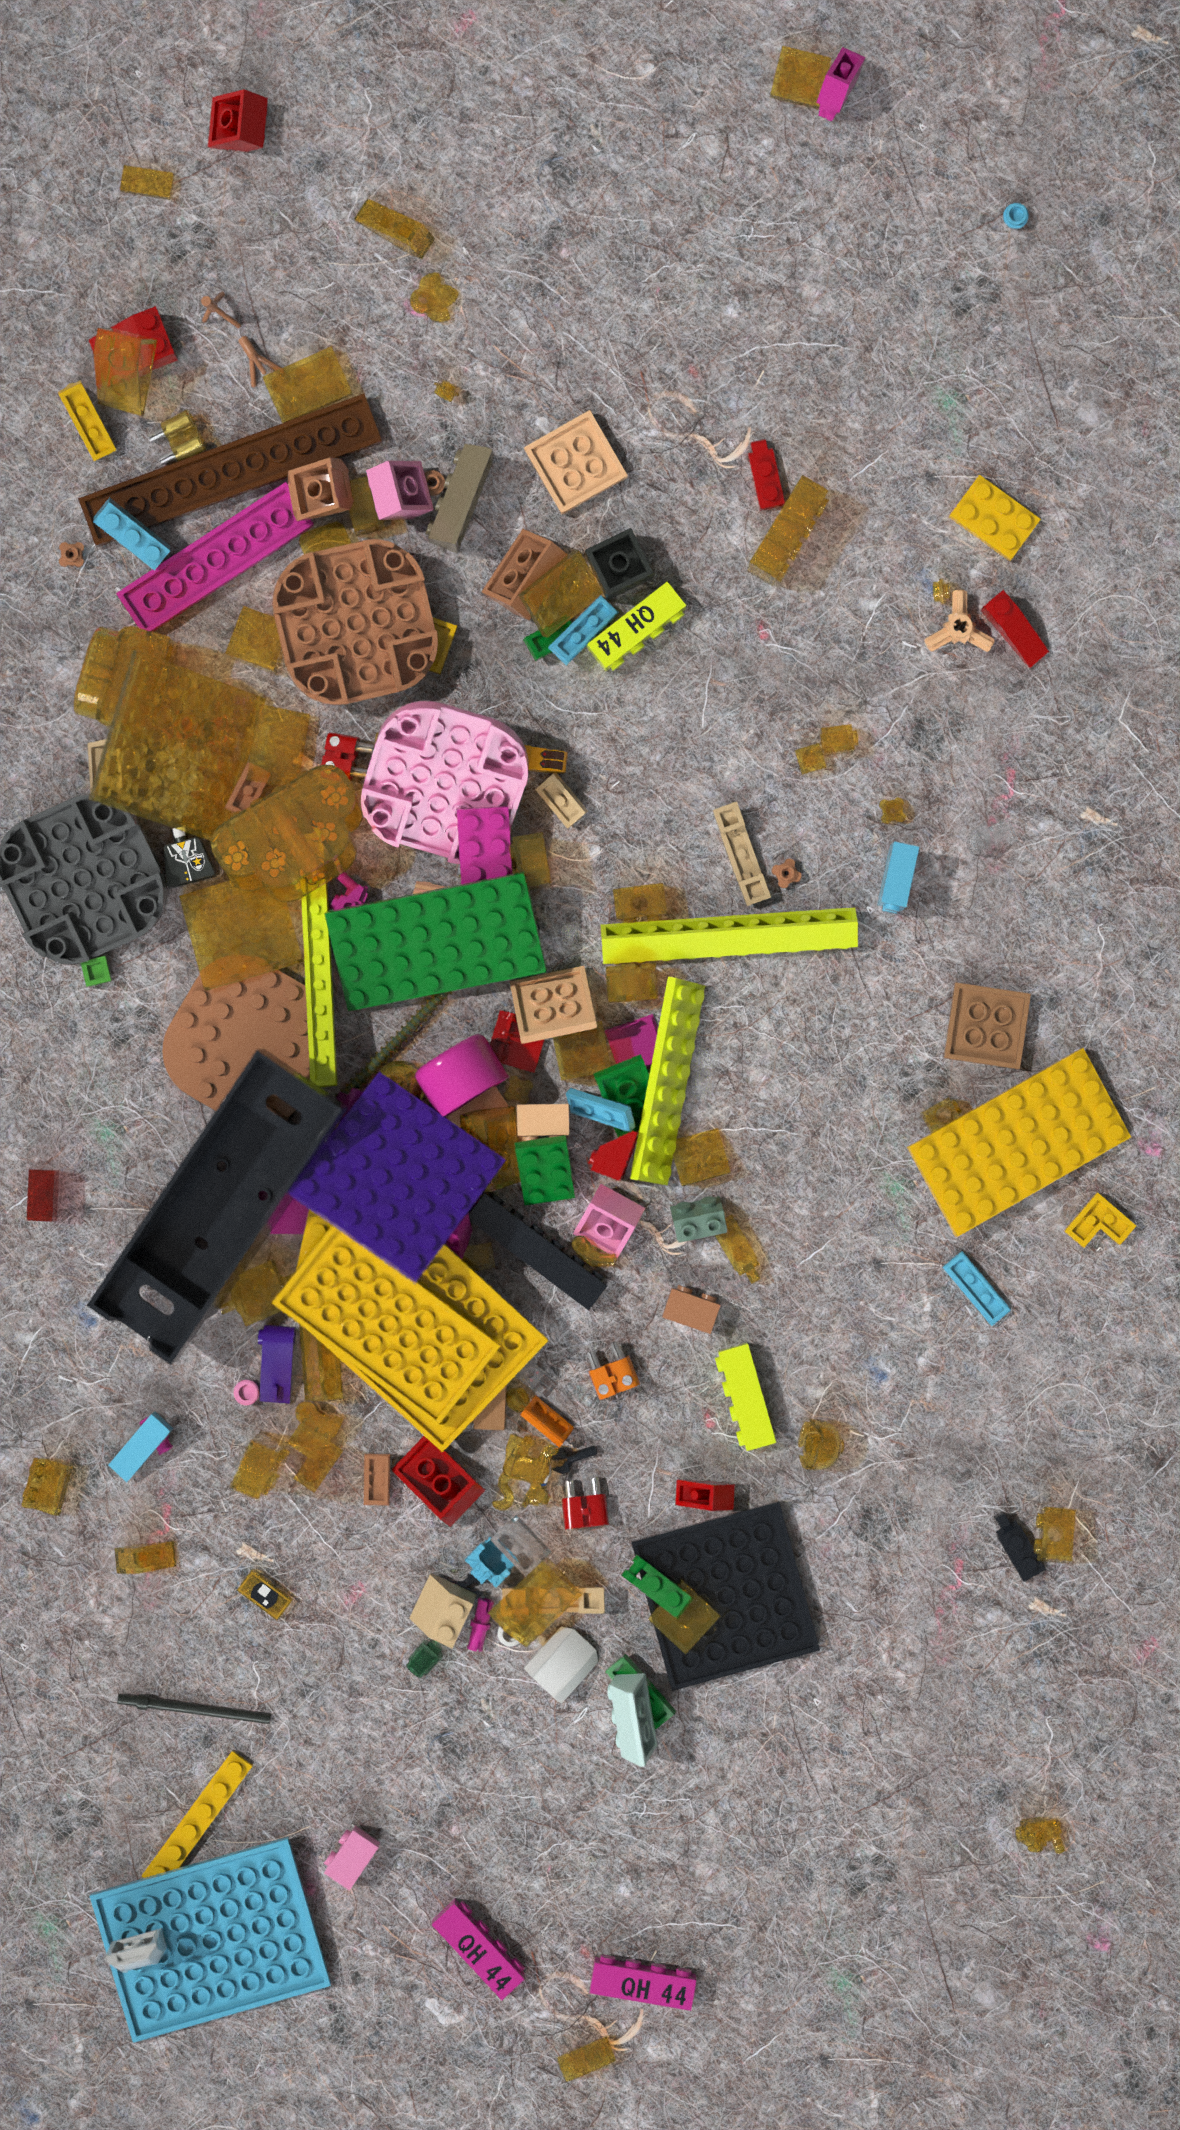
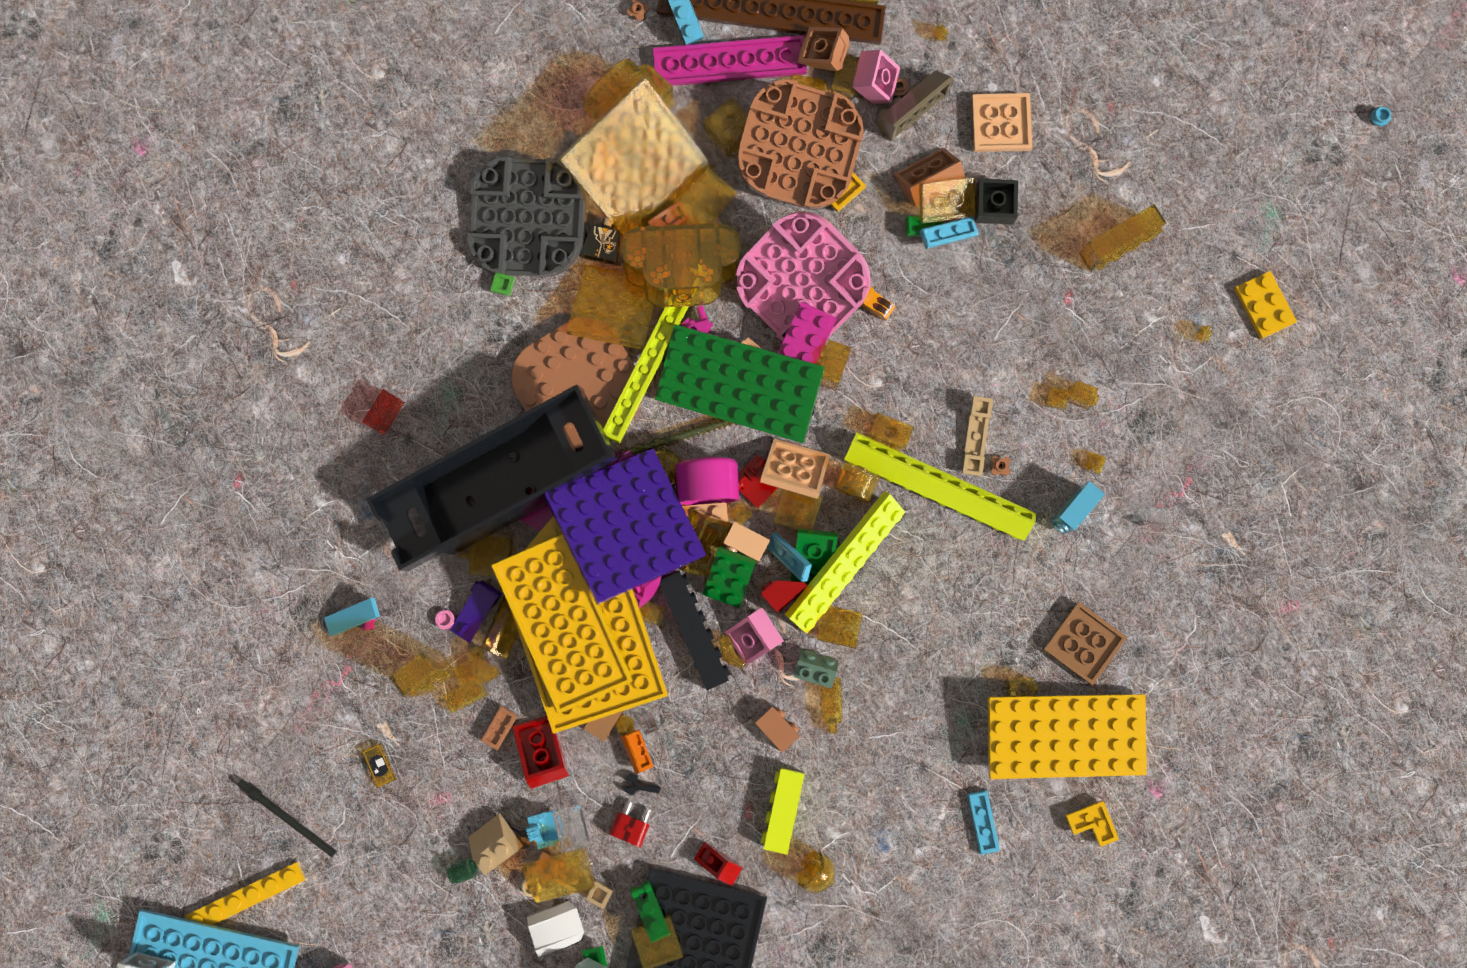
camera: 30 degrees right, 5 degrees down
(46, 1485) = (274, 609): clear yellow bracket -> none
(145, 1557) = (312, 694): clear yellow slope -> none
(342, 752) = (746, 228): red piece -> none
(480, 1624) = (513, 868): dark pink pin -> none
(526, 1468) = (605, 777): clear yellow animal -> none
(561, 800) = (874, 336): tan plate -> none
(614, 1376) = (699, 746): orange piece -> none
(634, 1039) = (837, 521): dark pink piece -> none
(636, 627) = (986, 249): neon yellow brick -> none
(765, 476) = (1123, 197): red hinge -> none
(959, 615) = (1209, 358): light nougat bush -> none
(1014, 628) = (1242, 384): red slope -> none

